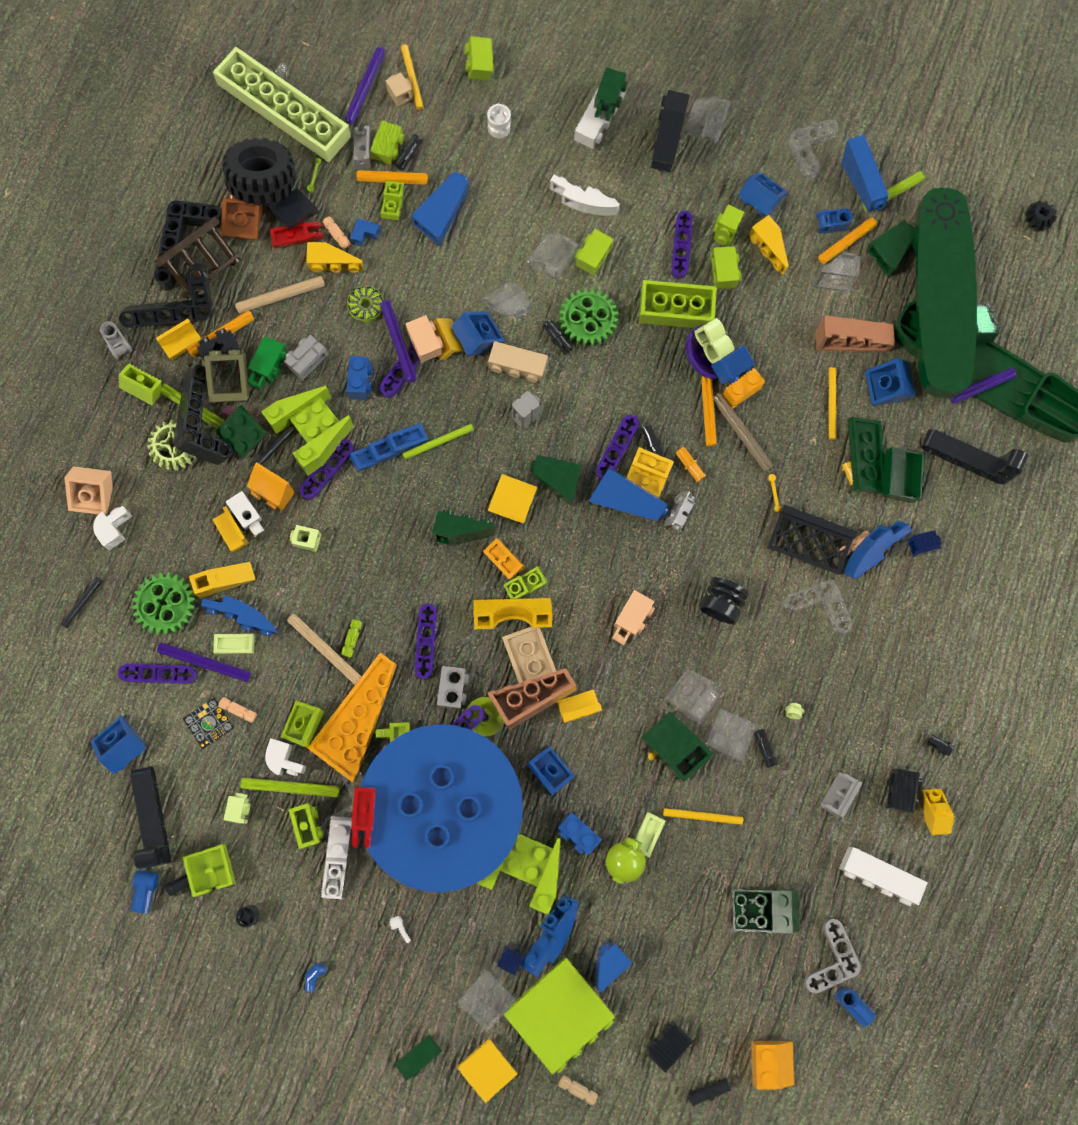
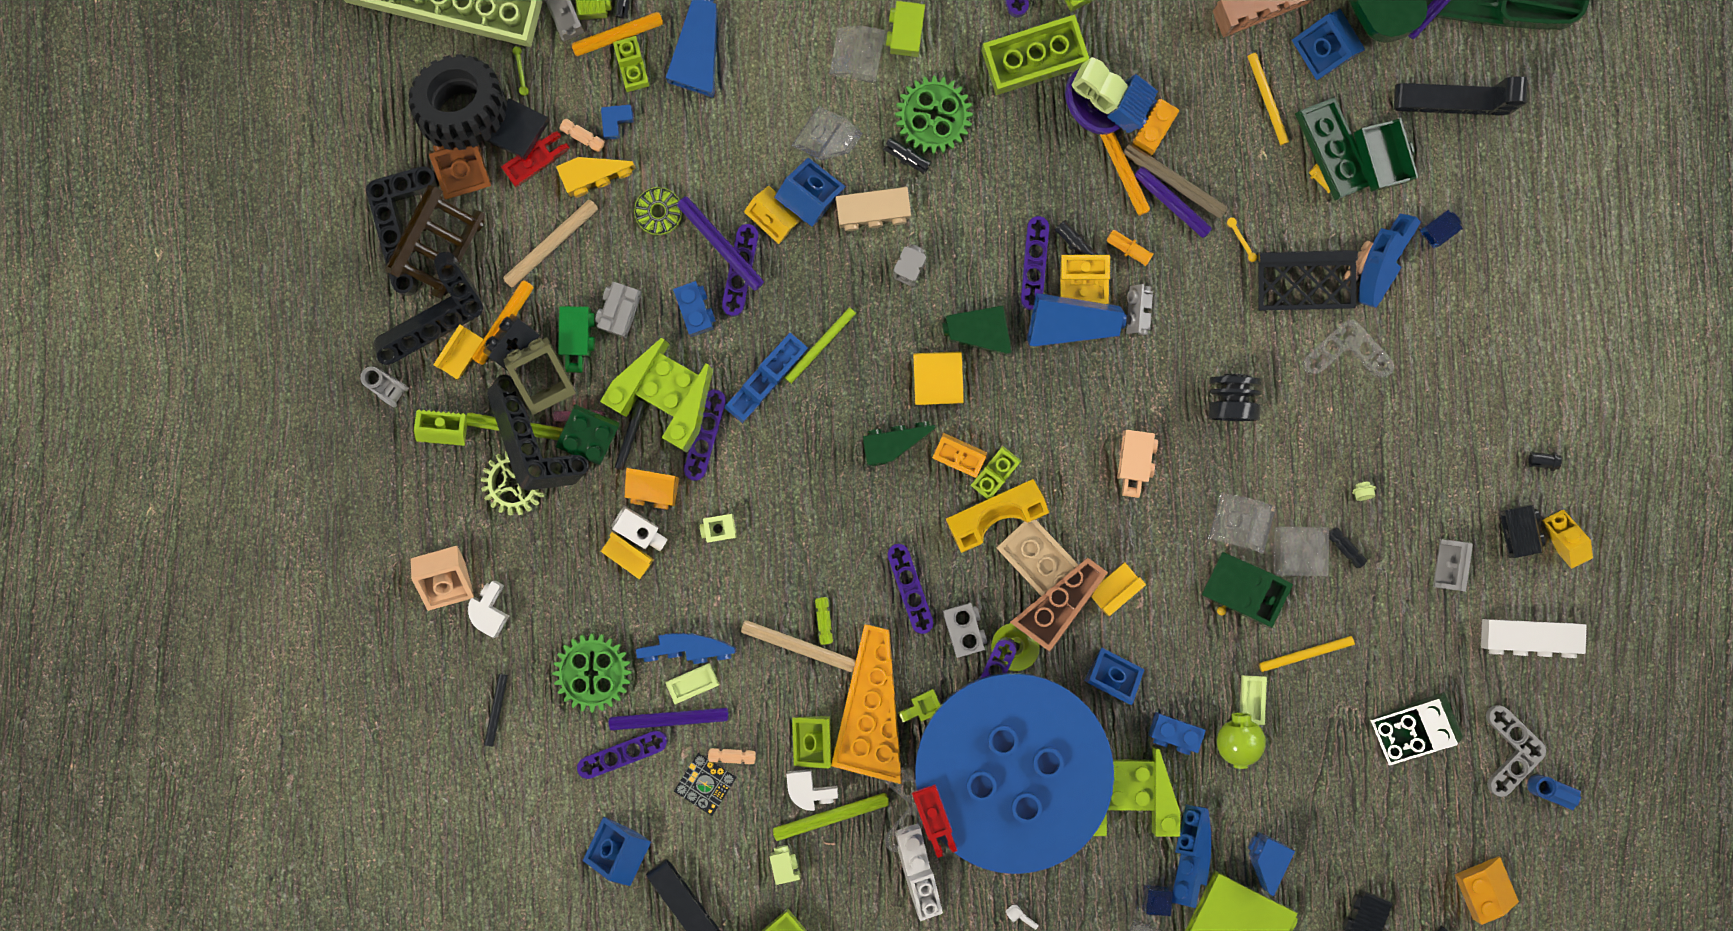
camera: 15 degrees left, 10 degrees up
(221, 579) = (646, 616): yellow slope -> none
(305, 825) = (869, 852): lime brick -> none
(424, 339) = (750, 228): light nougat brick -> none
(735, 446) = (1173, 202): none -> dark purple axle

